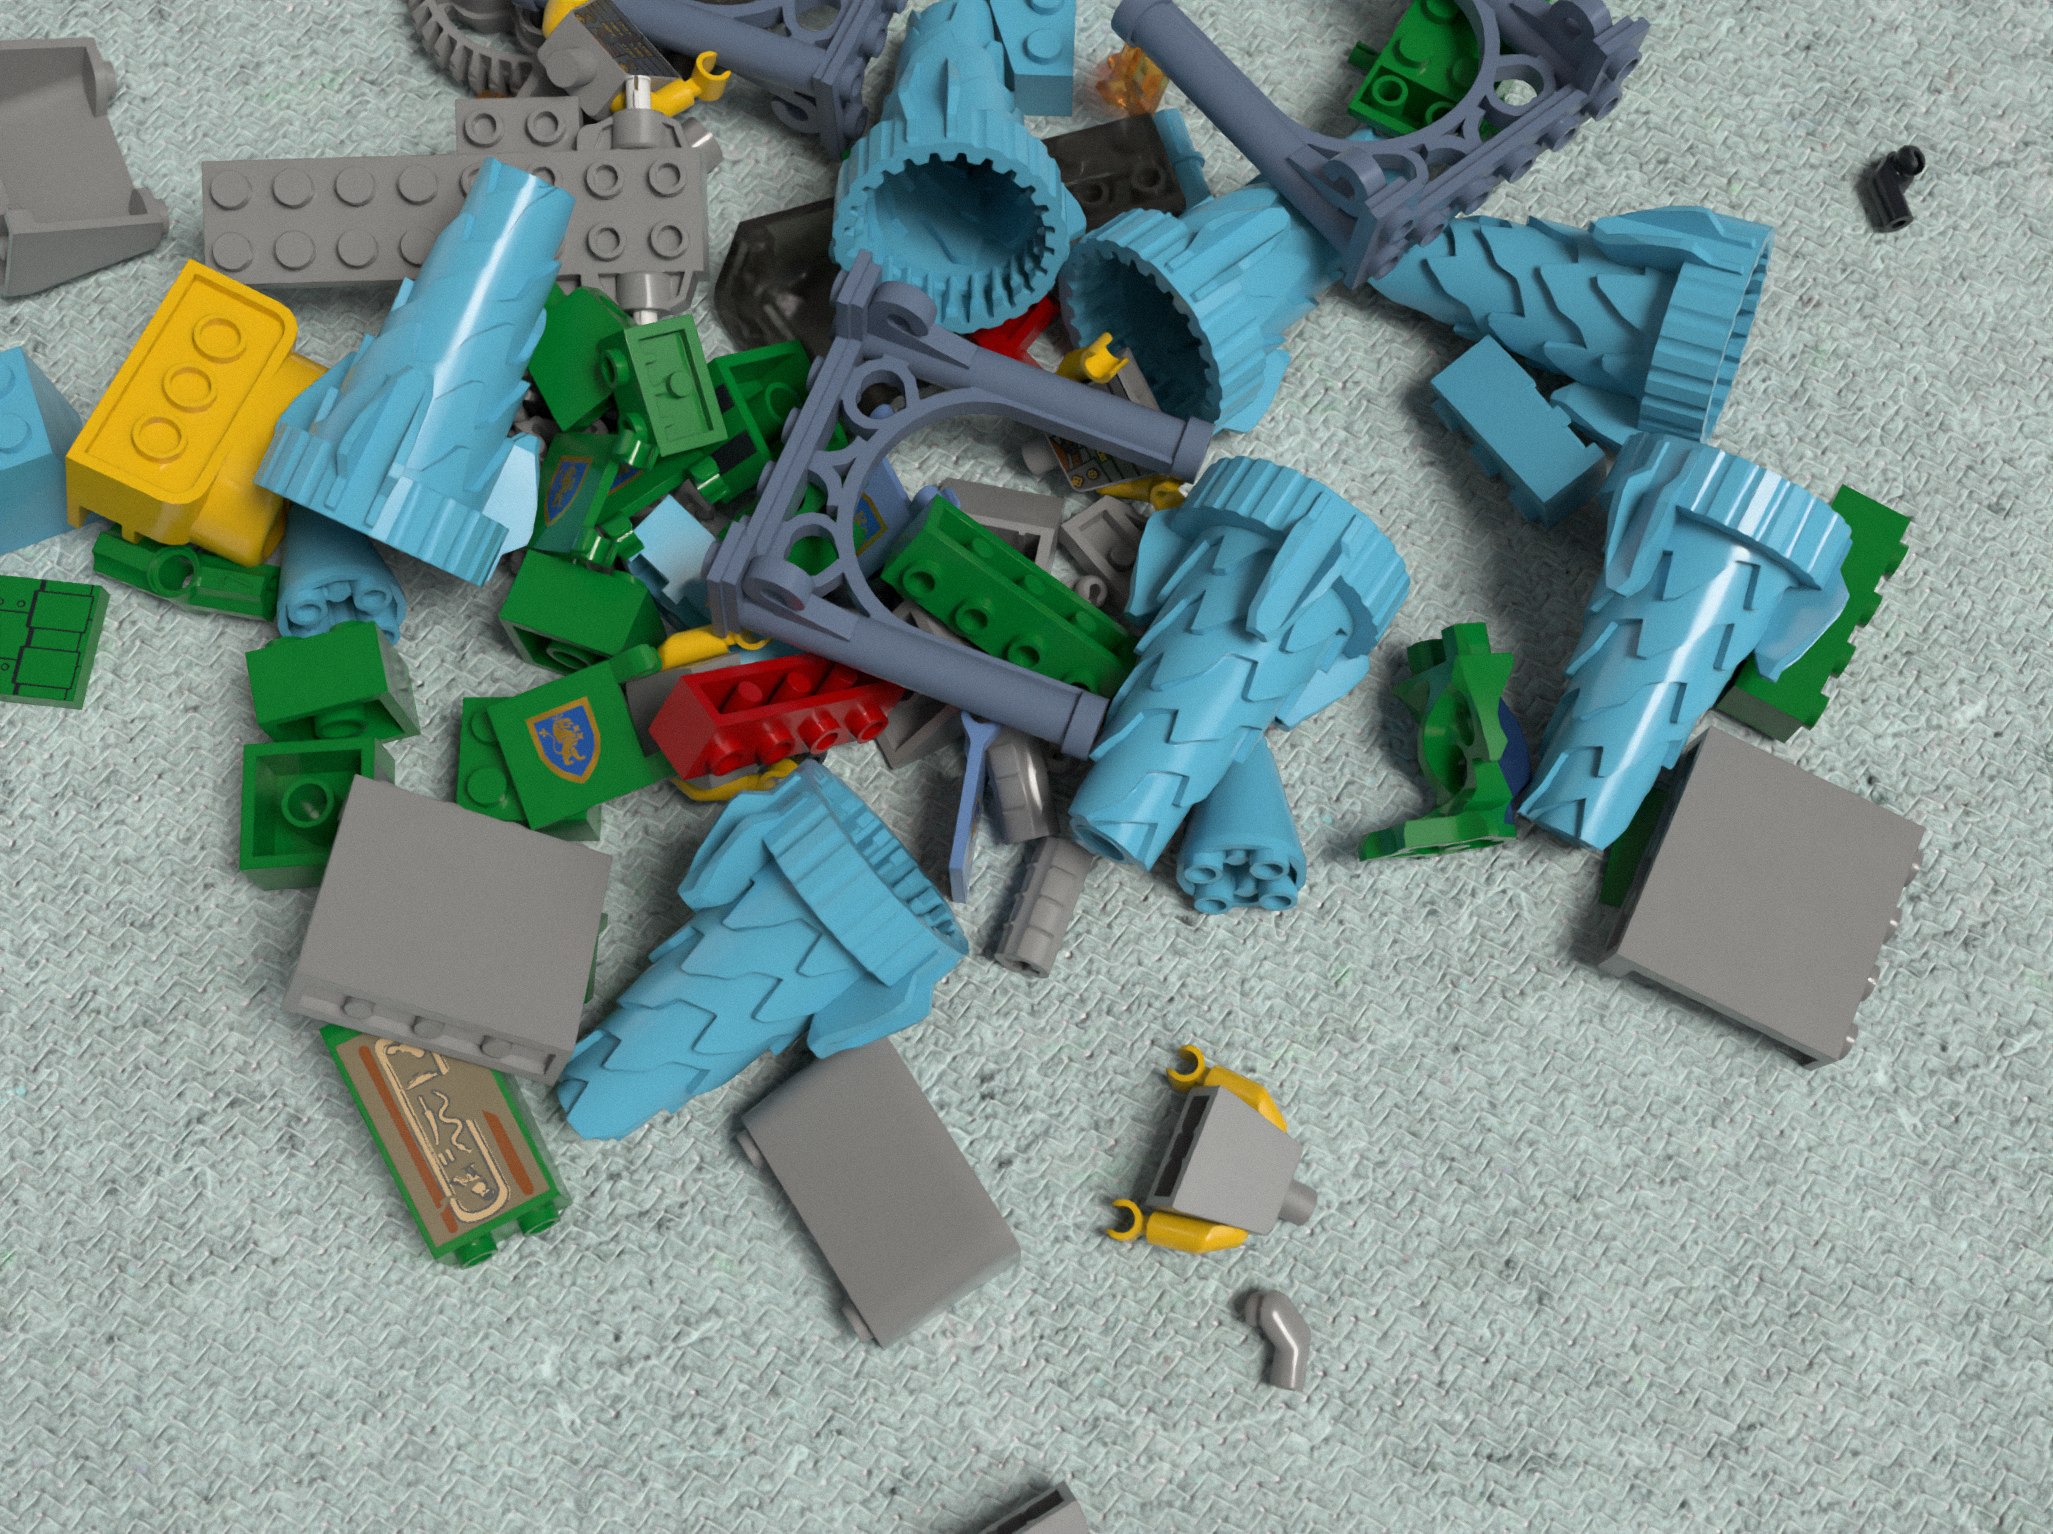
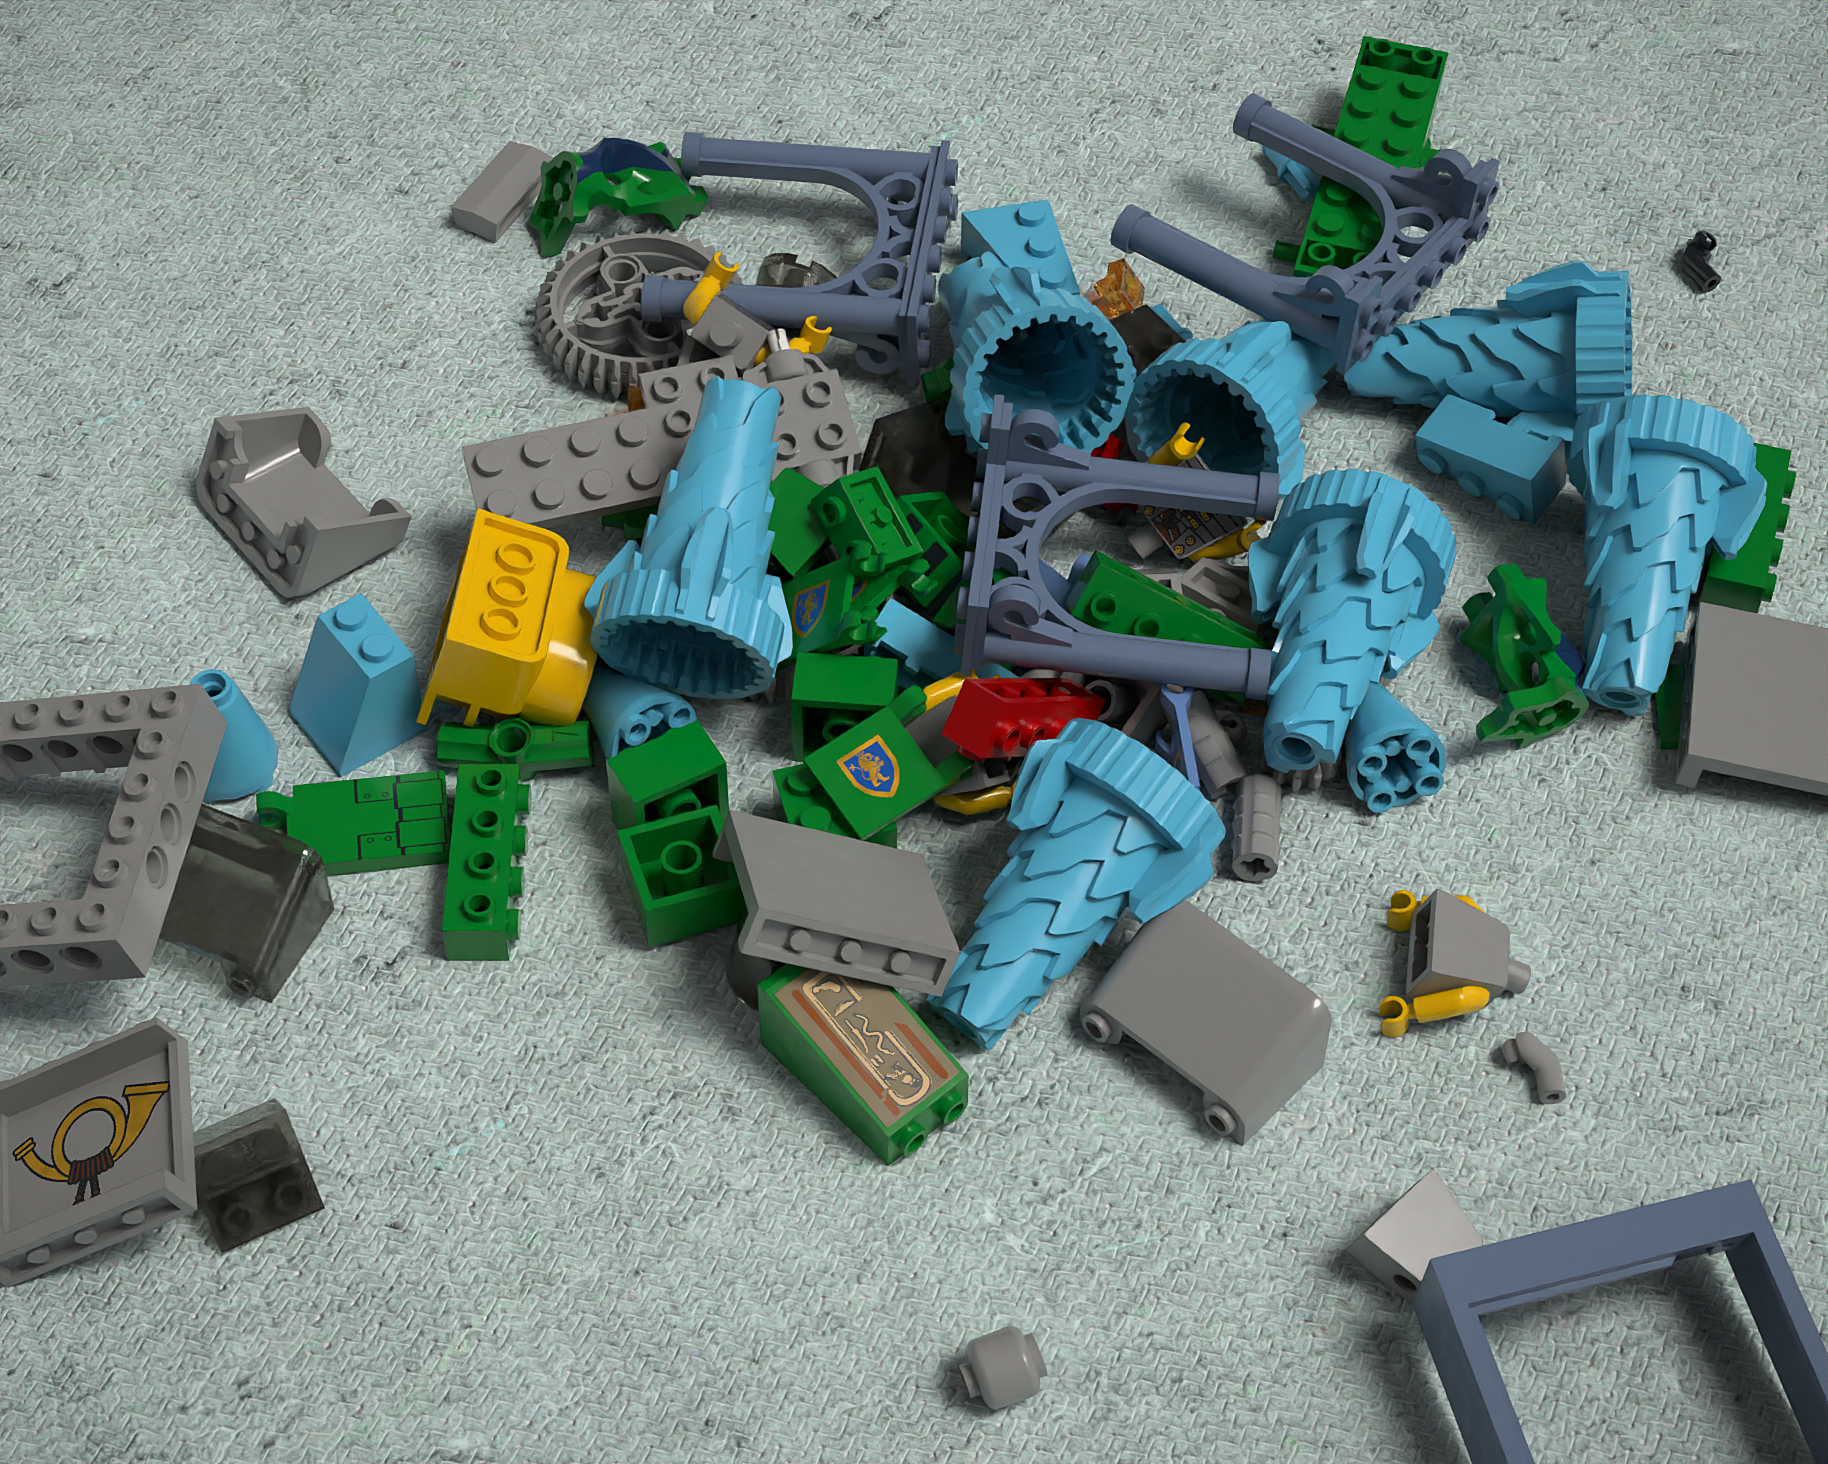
camera: 15 degrees left, 20 degrees down
(102, 729) = (484, 863): none -> green brick

